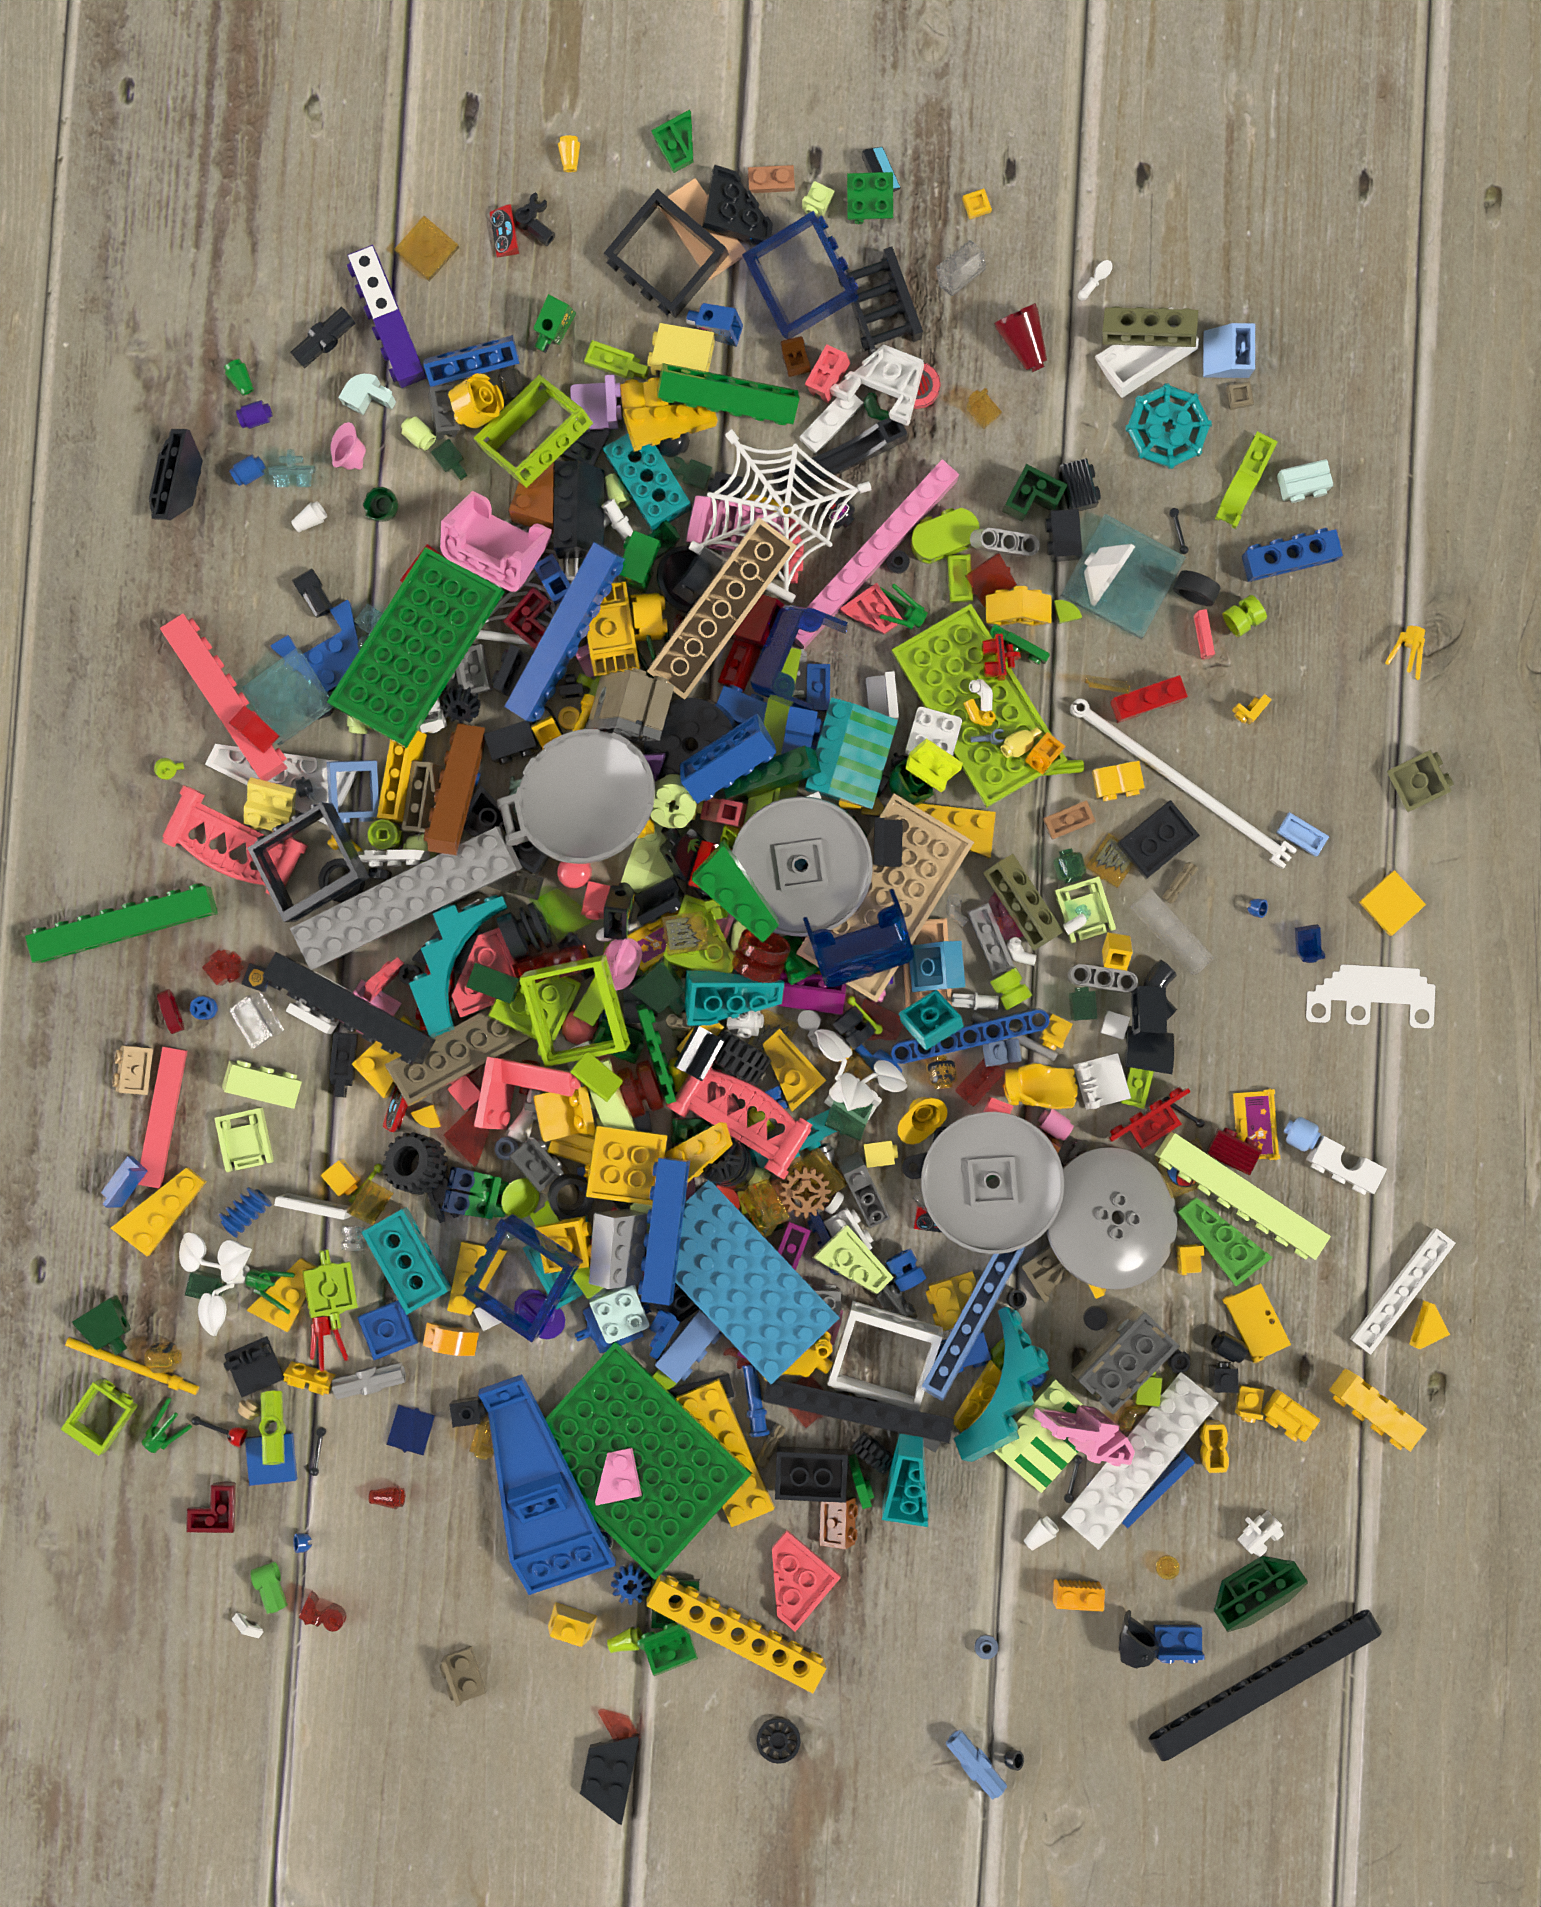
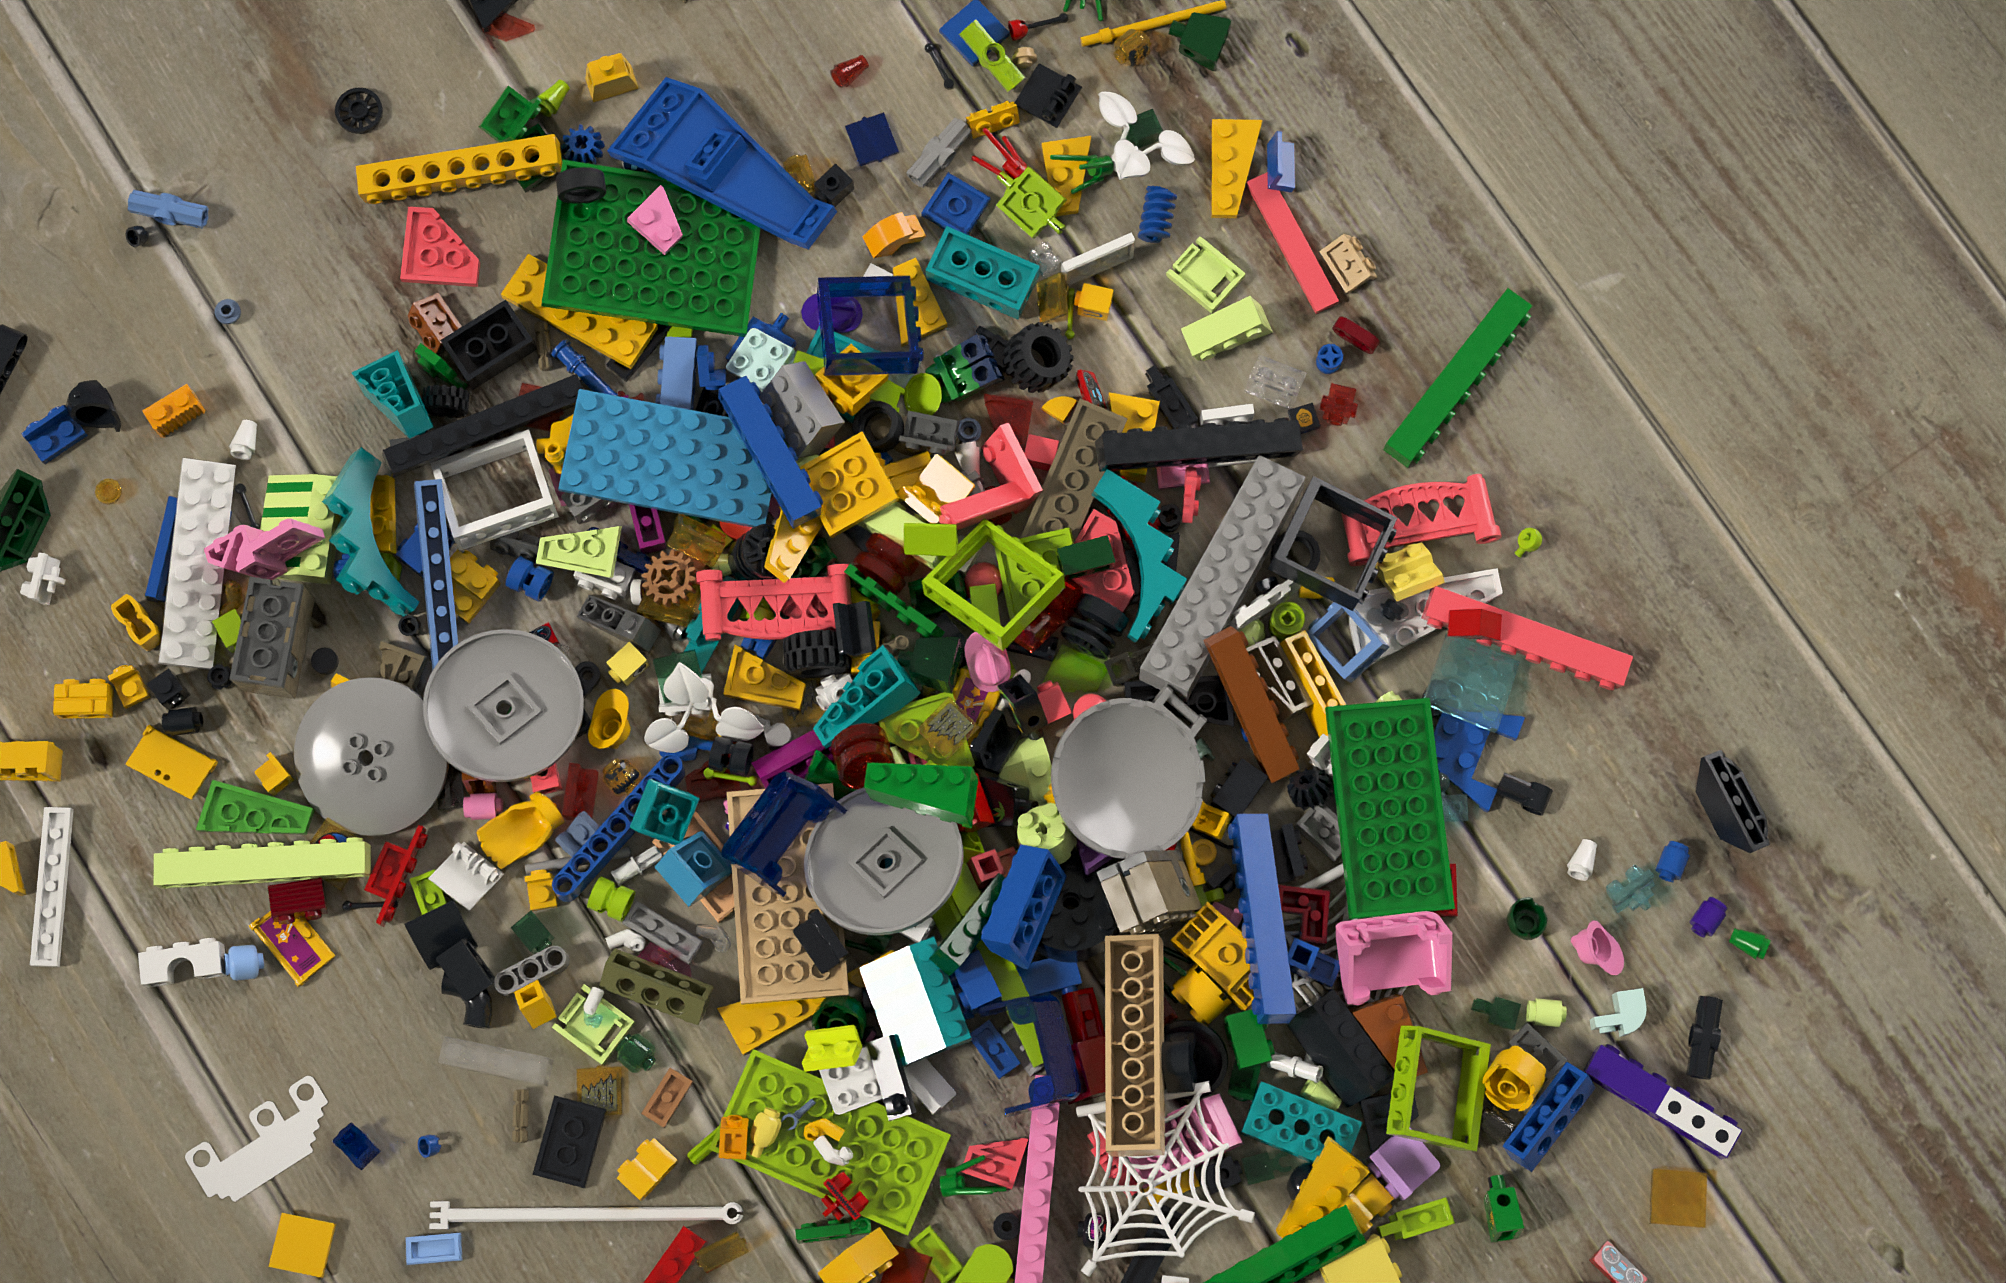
camera: 140 degrees right, 10 degrees down
(657, 1545) = (581, 185): none -> black tyre
(905, 715) = (891, 1077): none -> hinge
(1115, 1025) = (490, 938): white tile -> none

